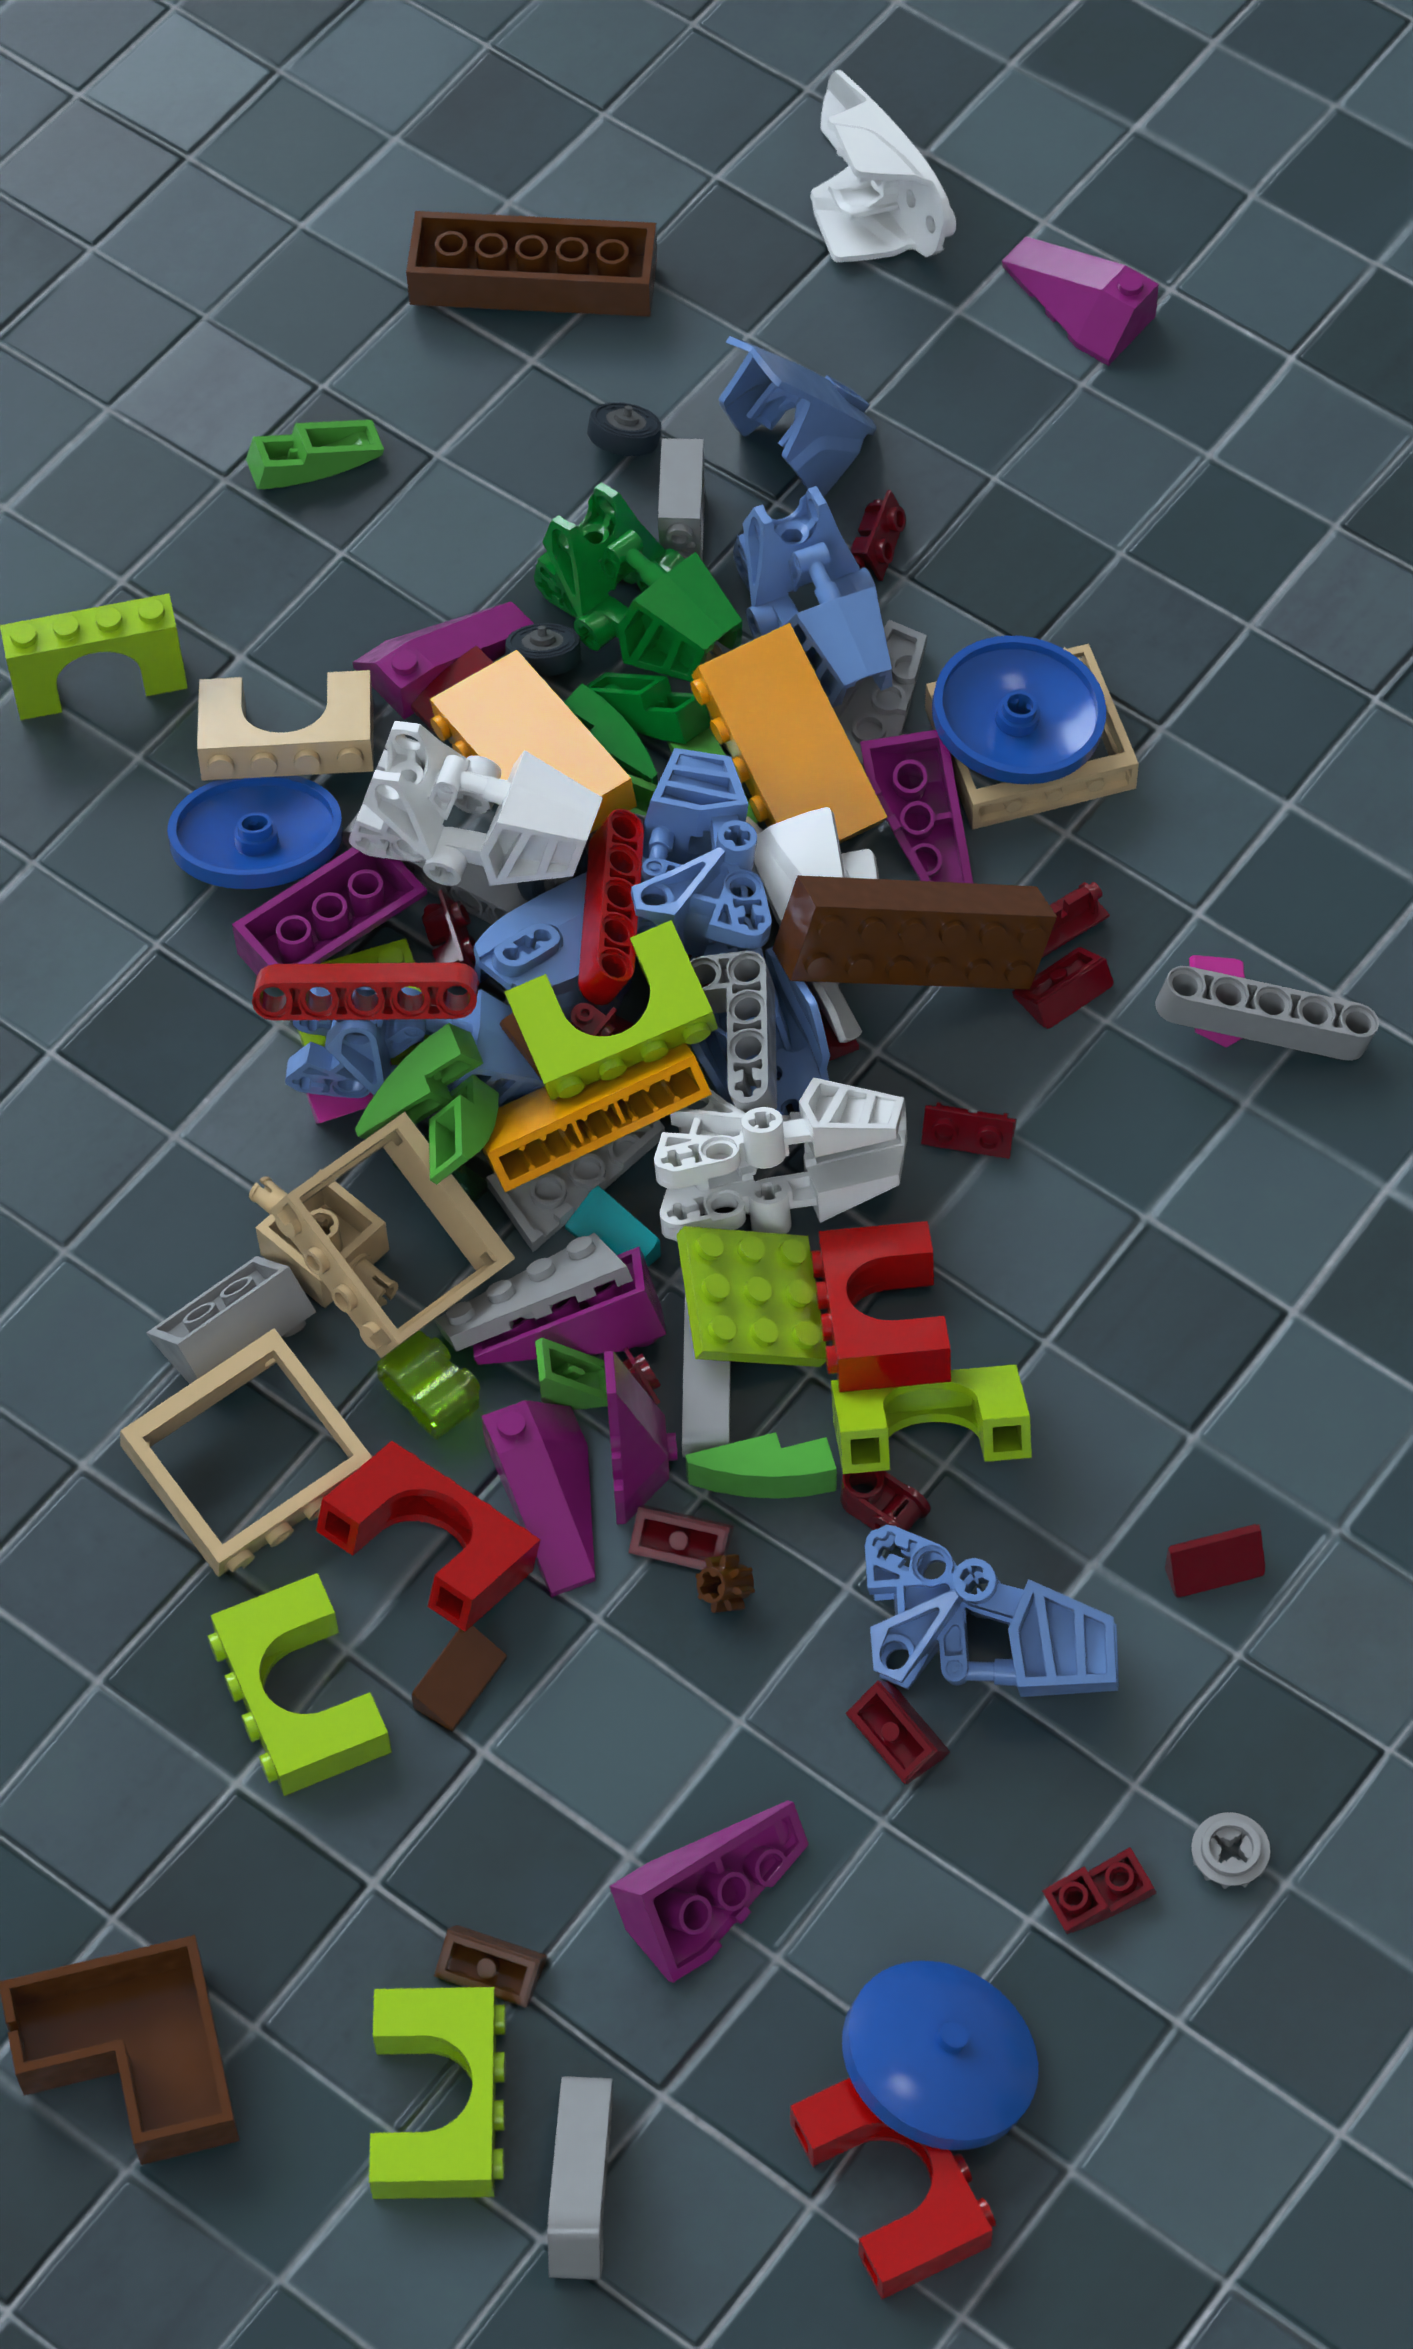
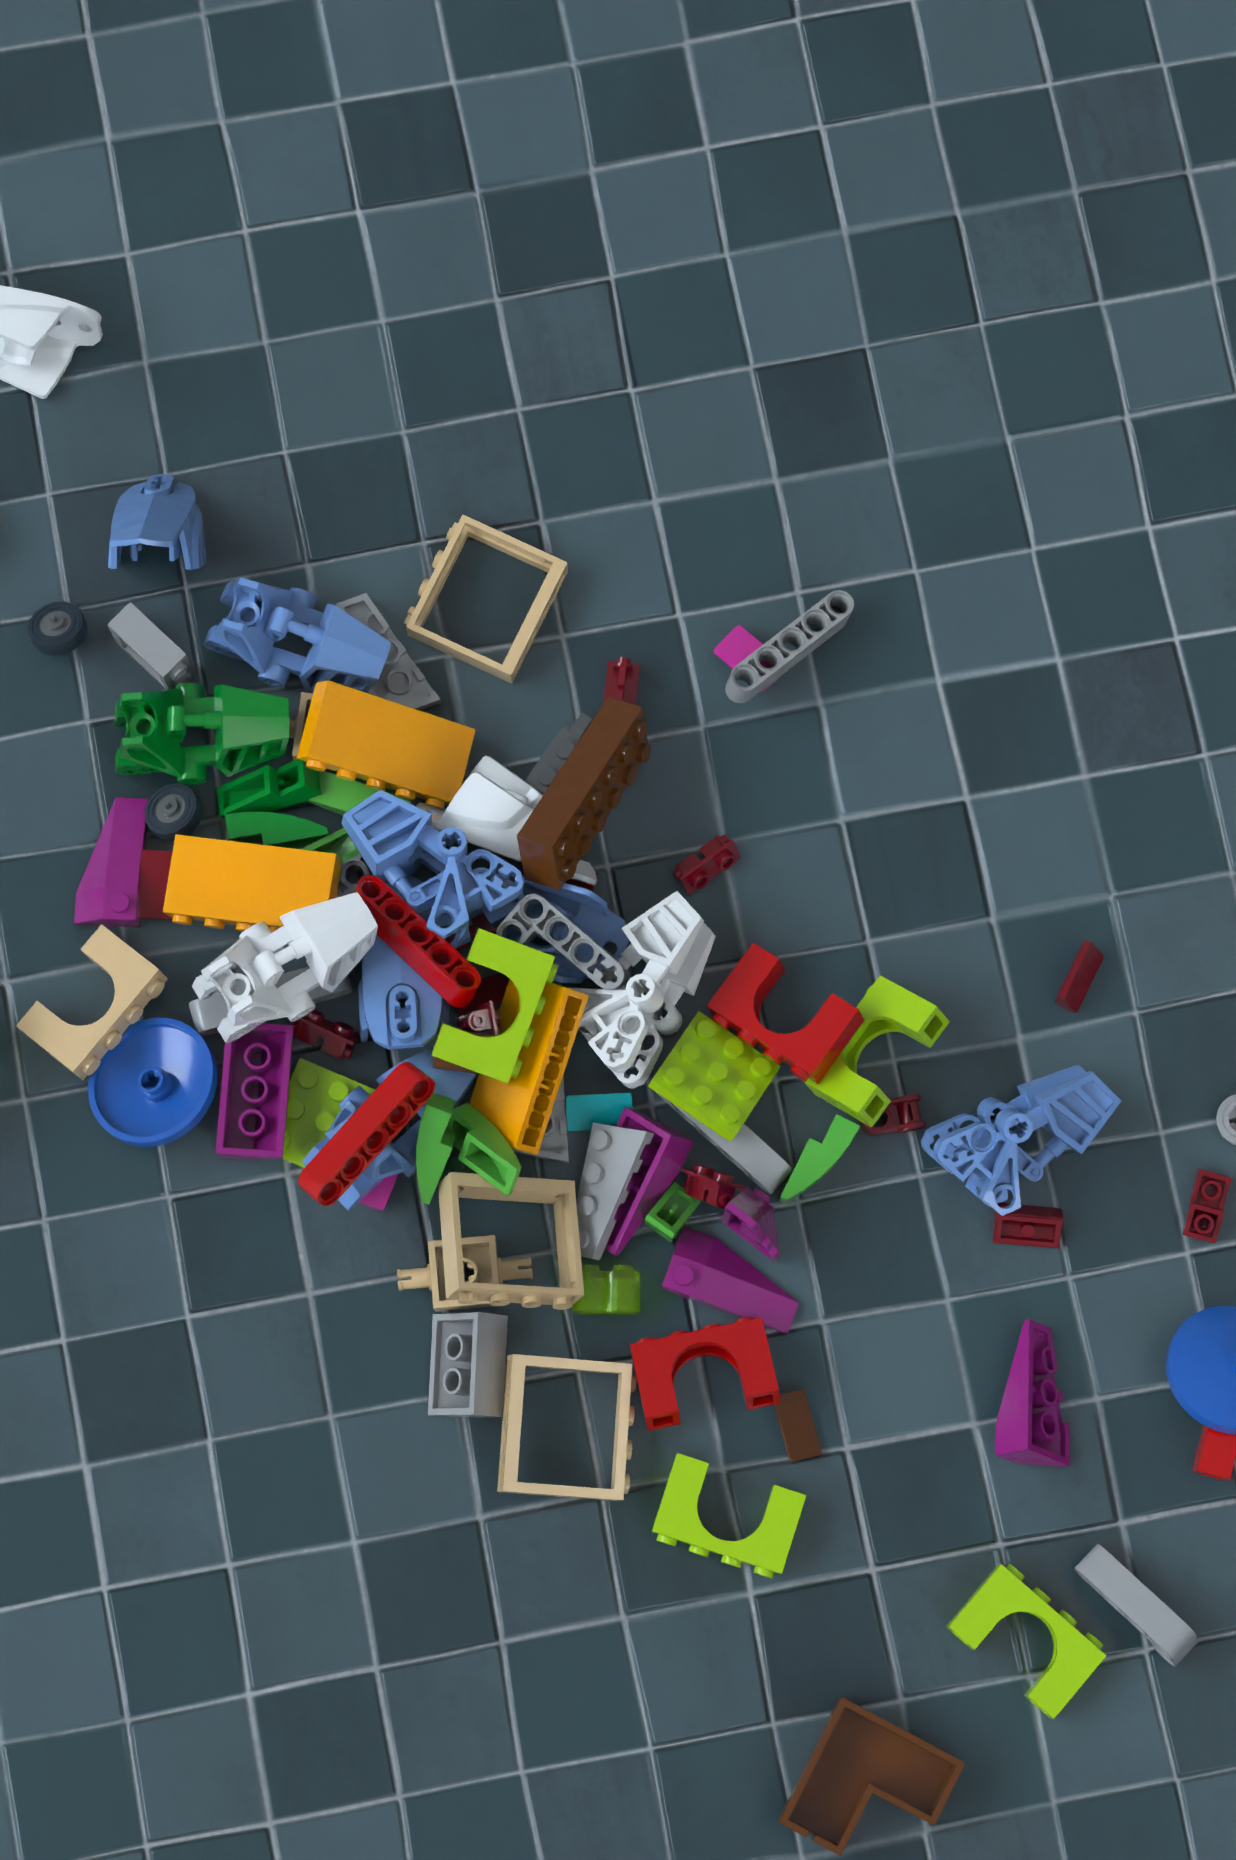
camera: 50 degrees left, 20 degrees up
(486, 1961) = (974, 1549): reddish brown slope -> none
(678, 1537) = (815, 1236): dark red slope -> none
(725, 1583) = (869, 1241): reddish brown gear -> none
(881, 527) = (262, 543): dark red hinge -> none
(921, 803) = (475, 698): magenta wedge -> none
(1019, 709) = (481, 598): blue dish -> none
(1065, 987) = (664, 728): dark red slope -> none
(1091, 297) = (209, 284): magenta wedge -> none

